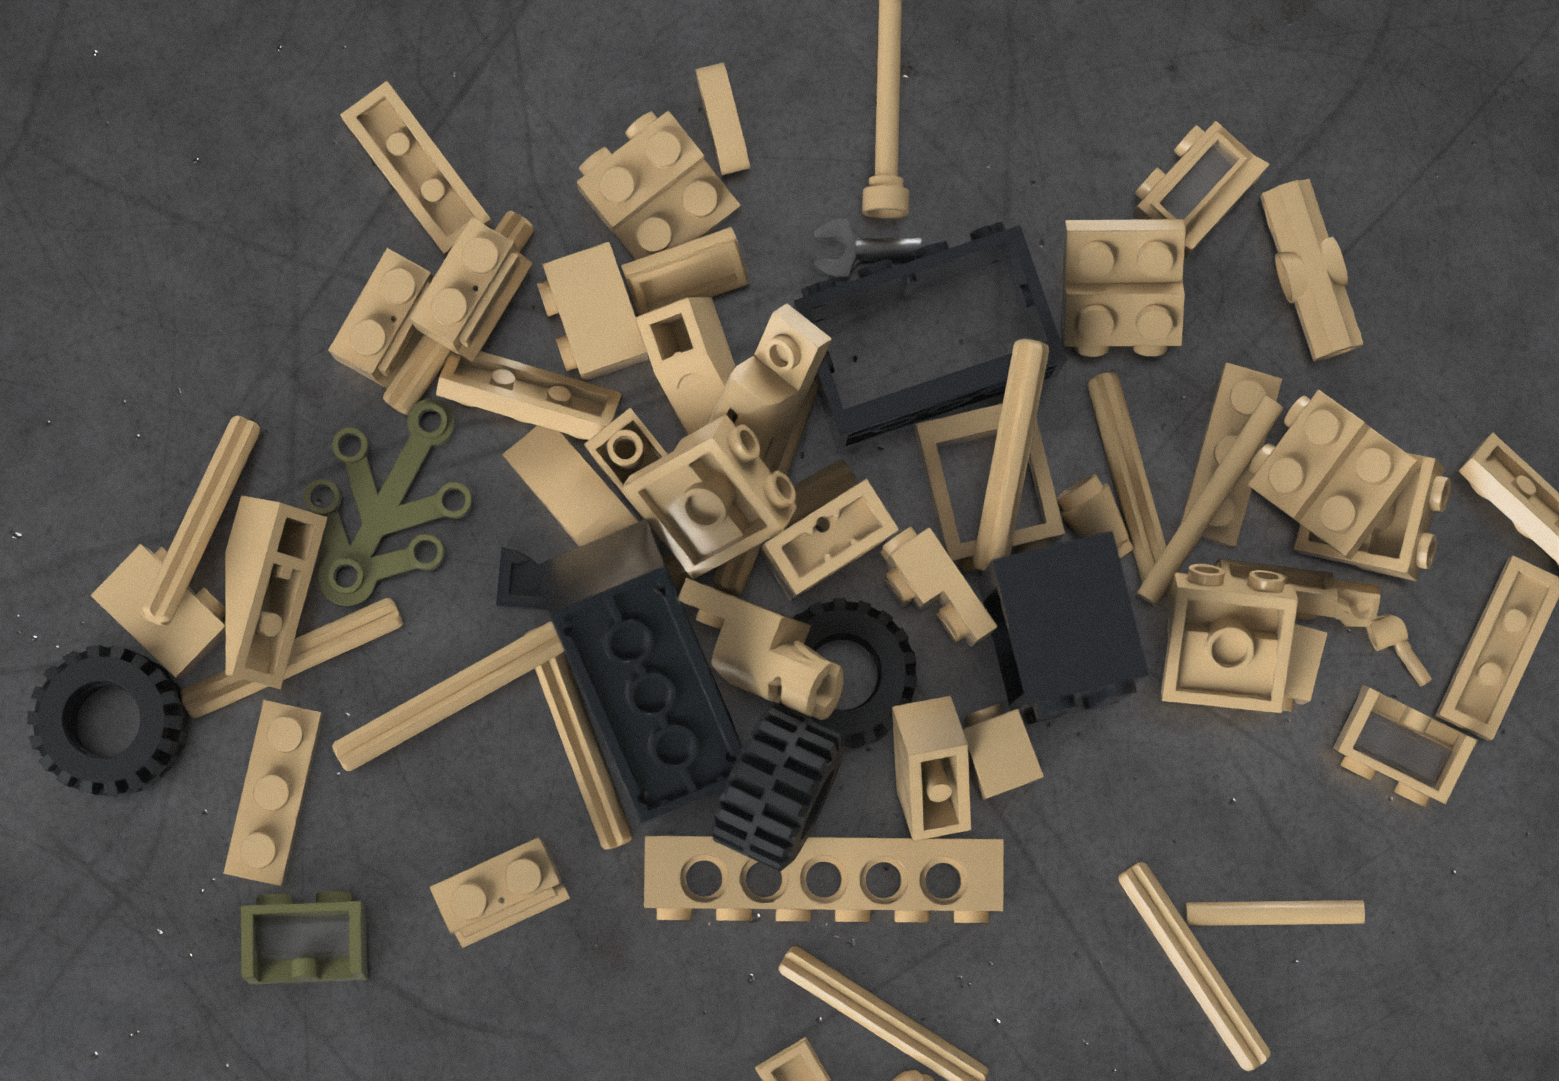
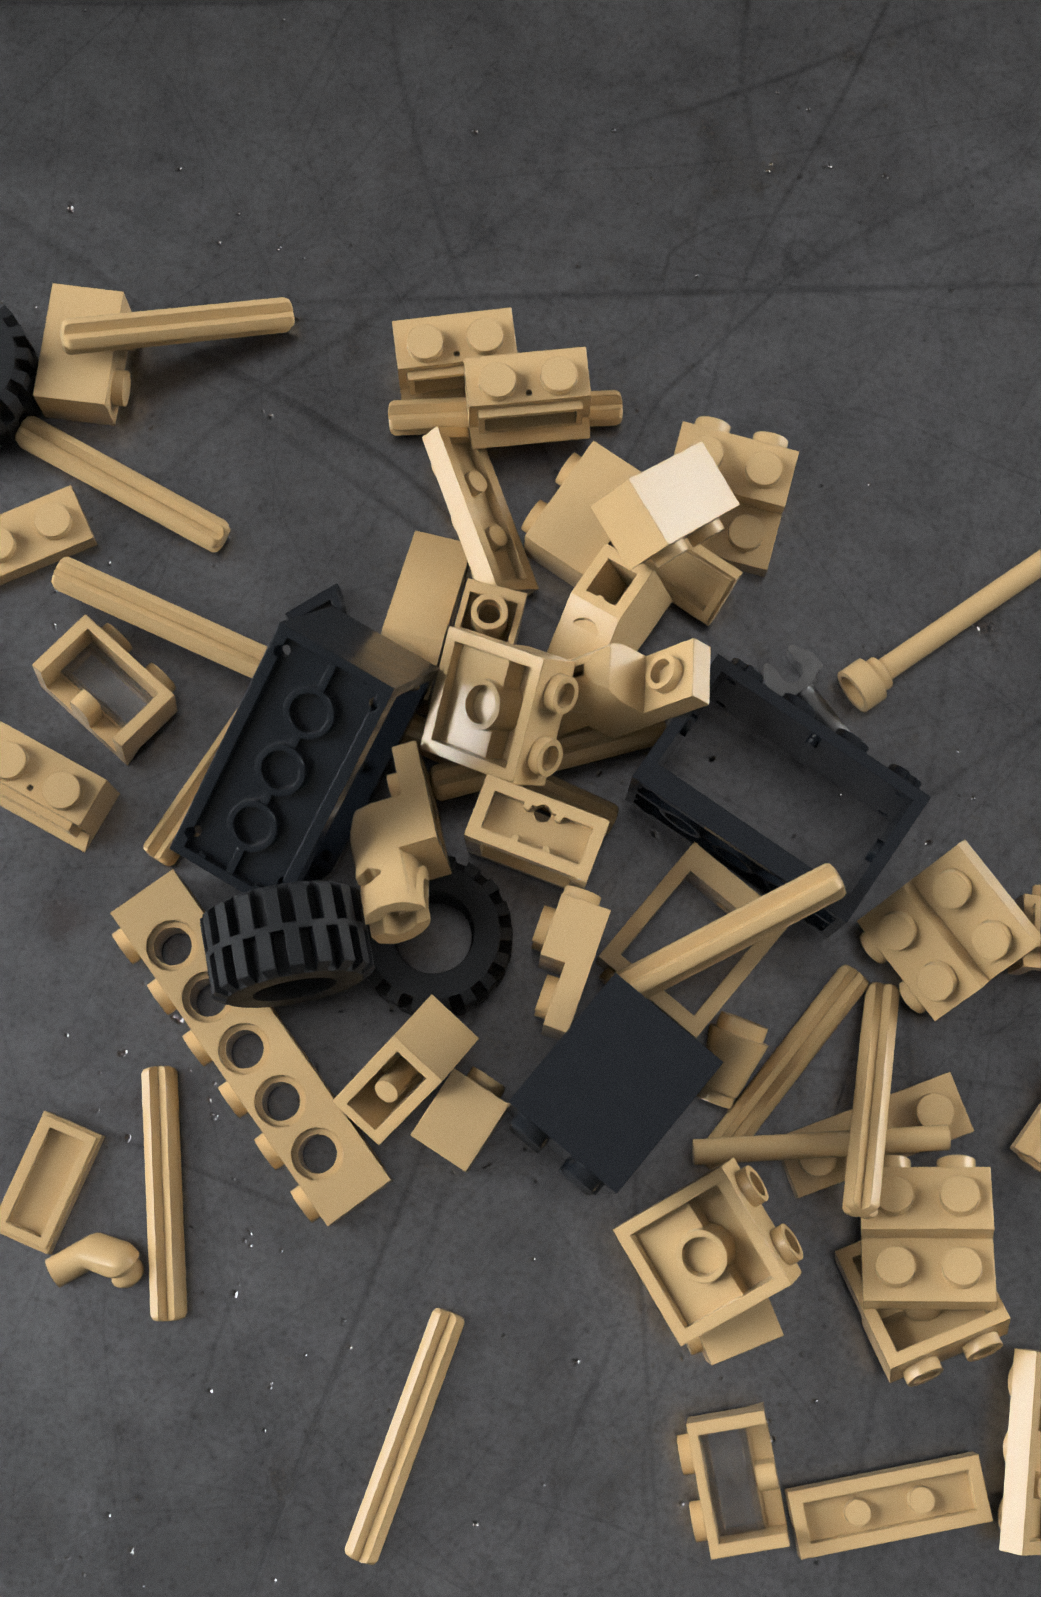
camera: 55 degrees right, 5 degrees down
(266, 585) = (159, 417): tan slope -> none
(383, 511) = (297, 468): olive plant -> none
(413, 165) = (600, 286): tan plate -> none
(456, 786) = (106, 686): none -> tan window
(647, 251) = (664, 506): none -> tan brick
(722, 118) = (826, 503): tan beam -> none
(1205, 438) = (871, 1101): none -> tan axle
(1274, 912) = (504, 1473): tan bar -> none
(1318, 592) = (813, 1302): tan hinge -> none
(1392, 631) = (828, 1392): tan hand -> none

